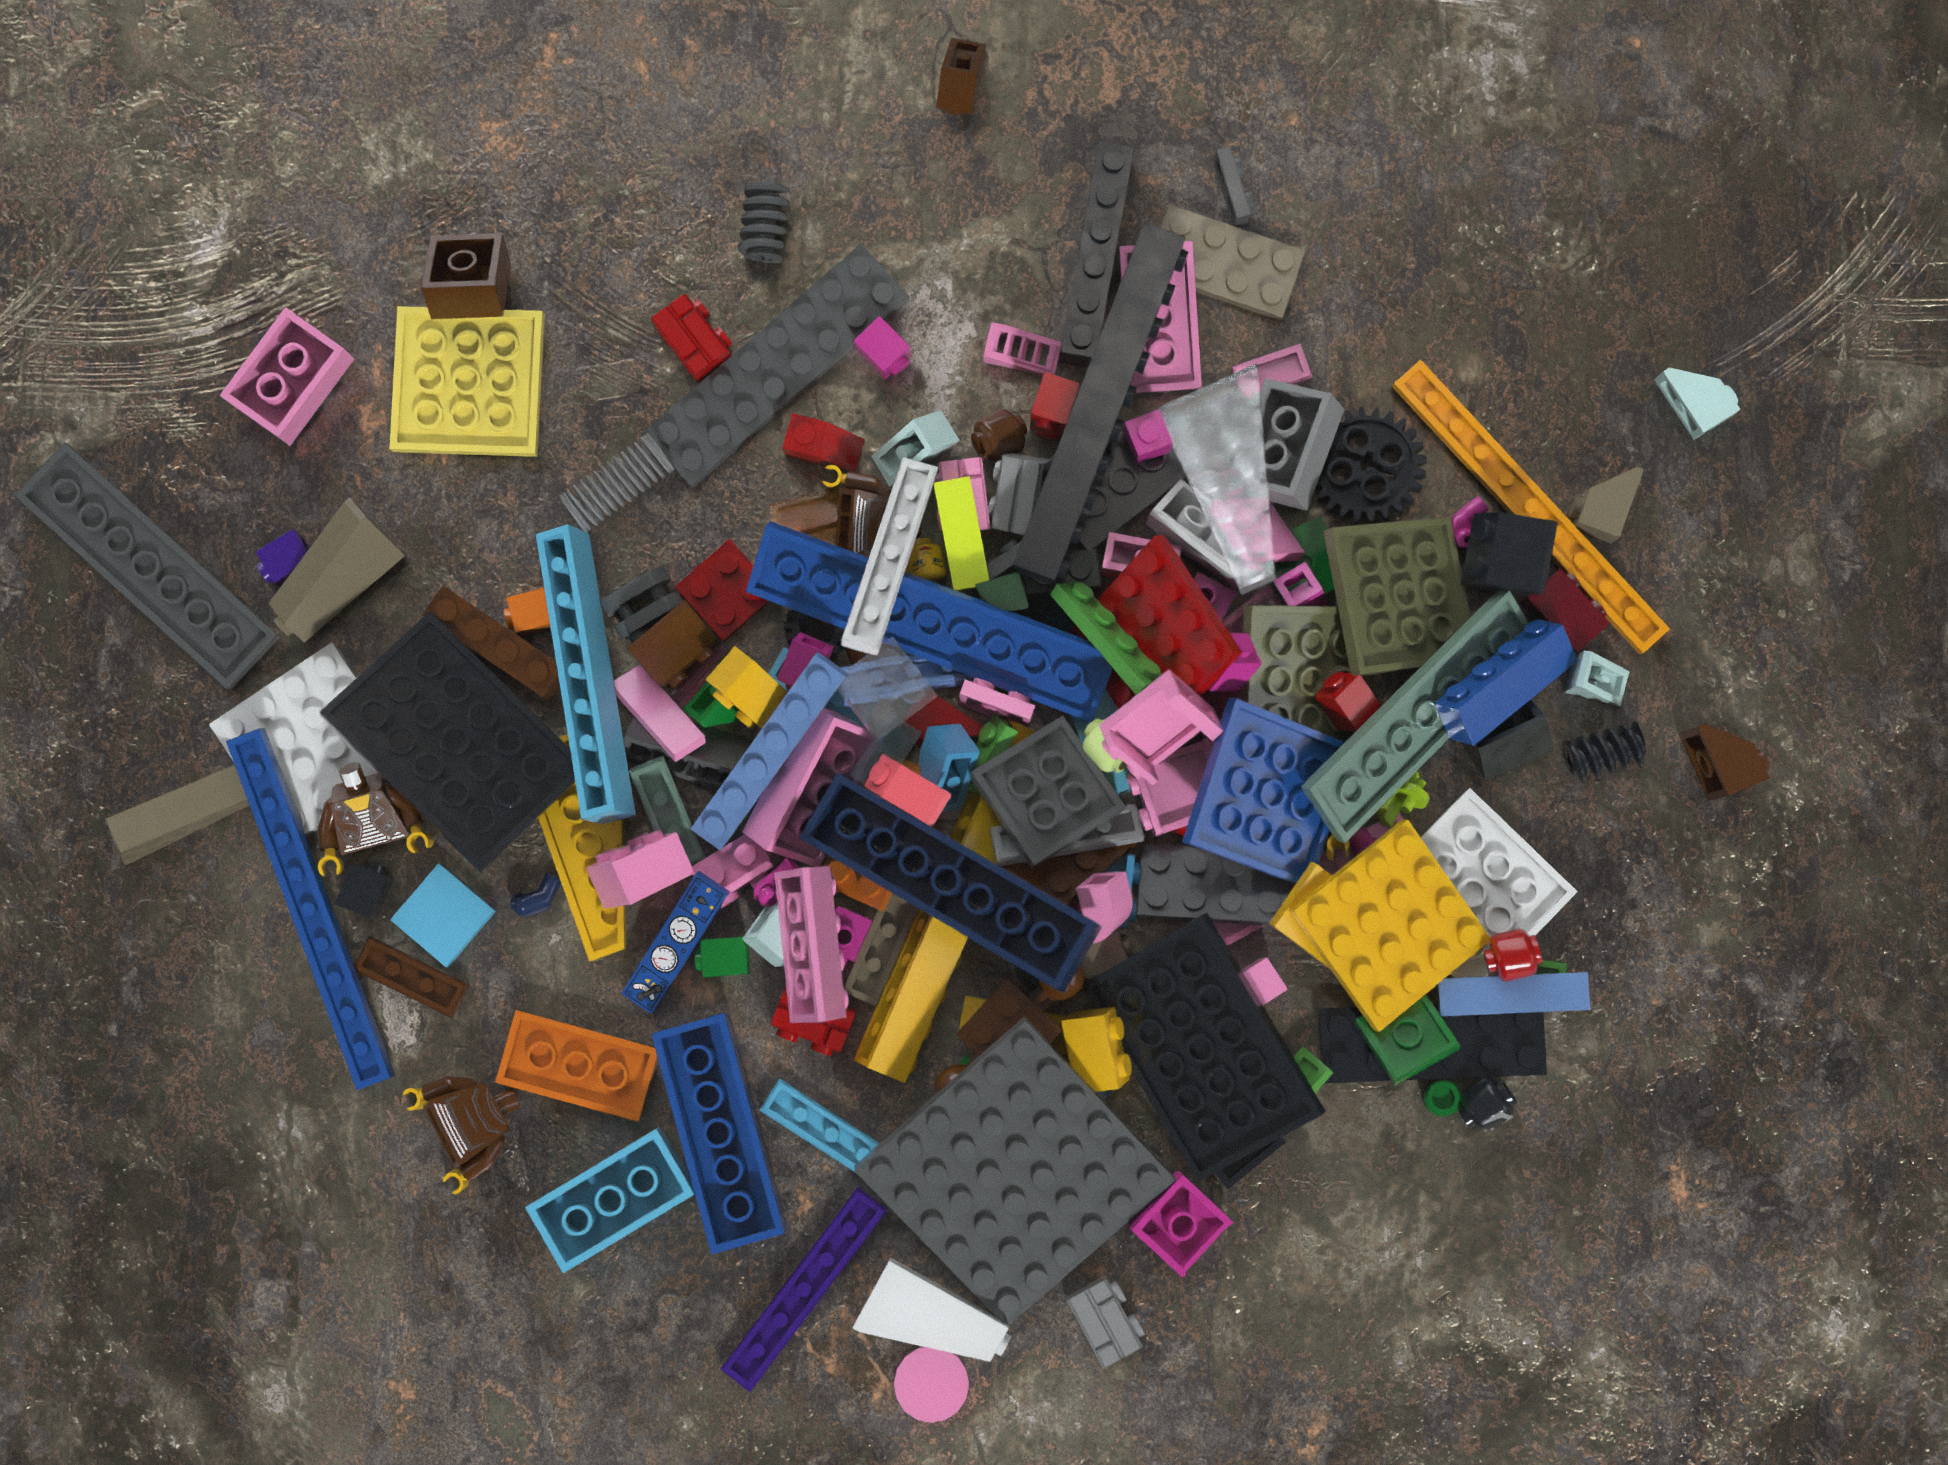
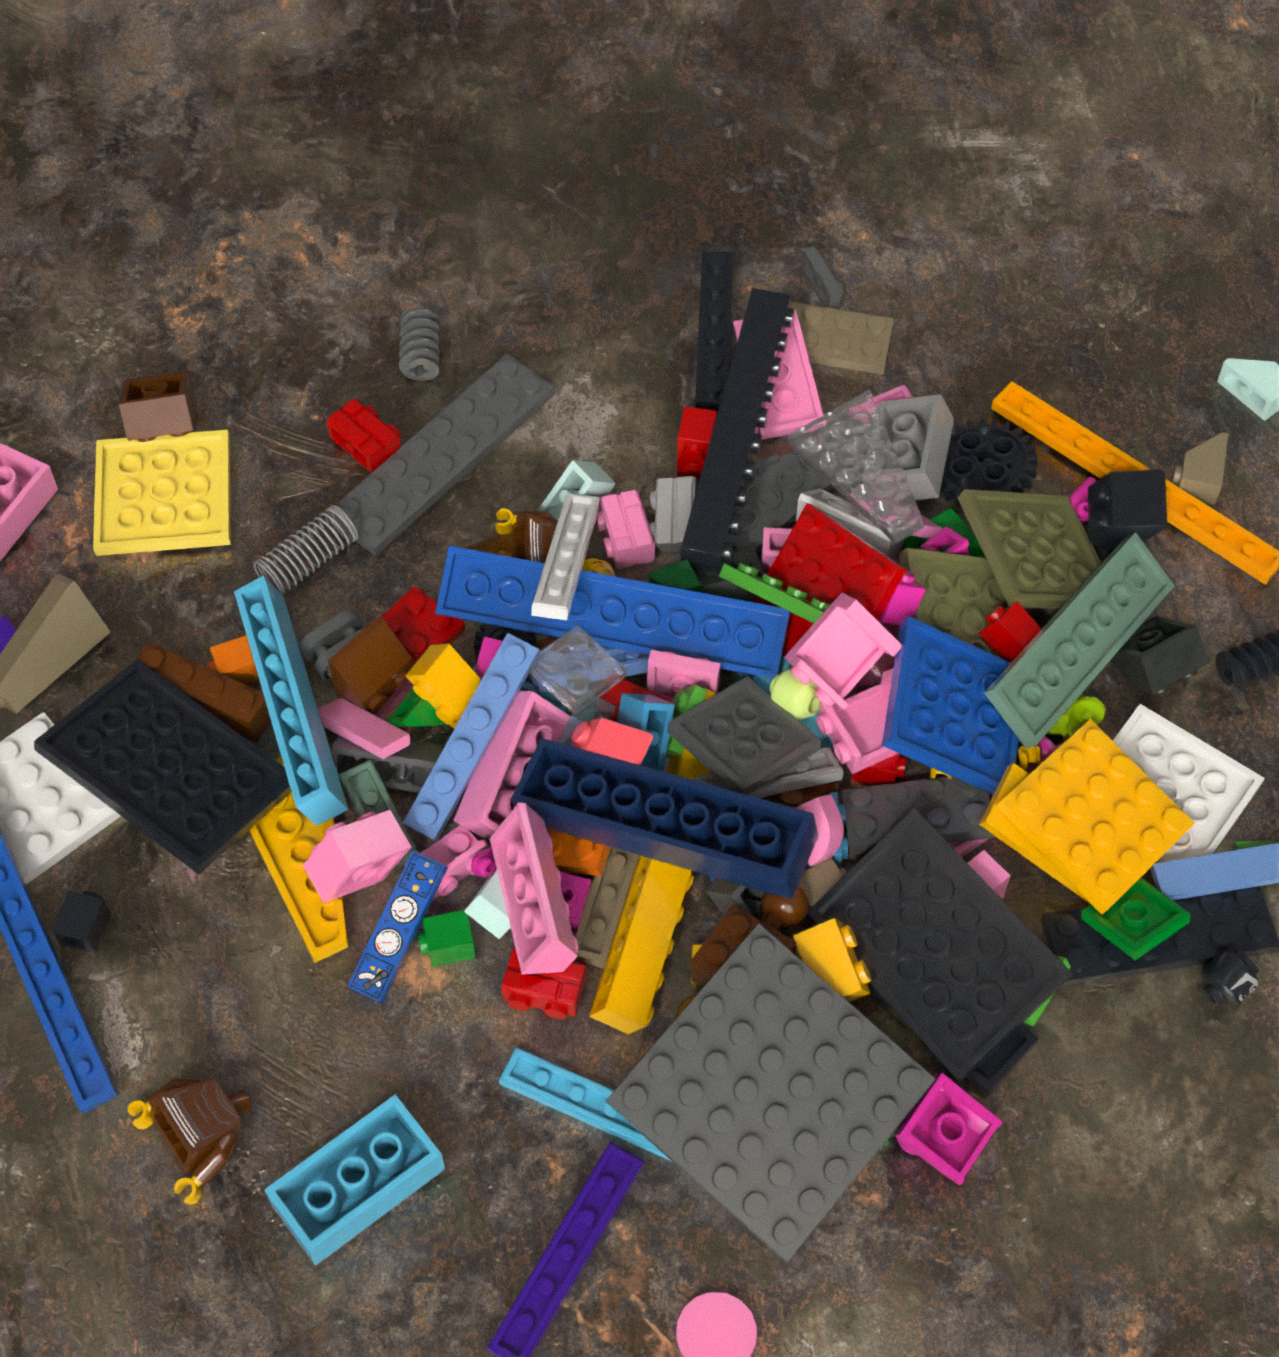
camera: 10 degrees left, 25 degrees down
(365, 815) = (81, 848): reddish brown torso -> none
(411, 977) = (132, 1000): reddish brown tile -> none
(443, 915) = (162, 939): medium azure tile -> none
(536, 901) = (255, 913): dark blue arm -> none
(577, 1065) = (308, 1059): orange plate -> none
(719, 1133) = (462, 1101): blue brick -> none
(822, 443) = (483, 496): red slope -> none
(883, 348) = (536, 425): dark pink brick -> none
(928, 1315) = (701, 1257): white slope -> none
(960, 76) = (576, 231): reddish brown slope -> none
(961, 533) = (627, 541): neon yellow tile -> none
(998, 435) = (644, 473): reddish brown head -> none
(1013, 334) = (651, 405): bright pink slope -> none
(1104, 1320) = (889, 1239): light grey brick -> none
(1147, 436) = (784, 455): dark pink brick -> none
(1442, 1097) = (1183, 983): green tile -> none
(1505, 681) = (1150, 605): blue brick -> none
(1513, 955) = (1219, 830): red head -> none
(1568, 606) = (1190, 555): dark red brick -> none
(1597, 679) = (1231, 604): light aqua slope -> none

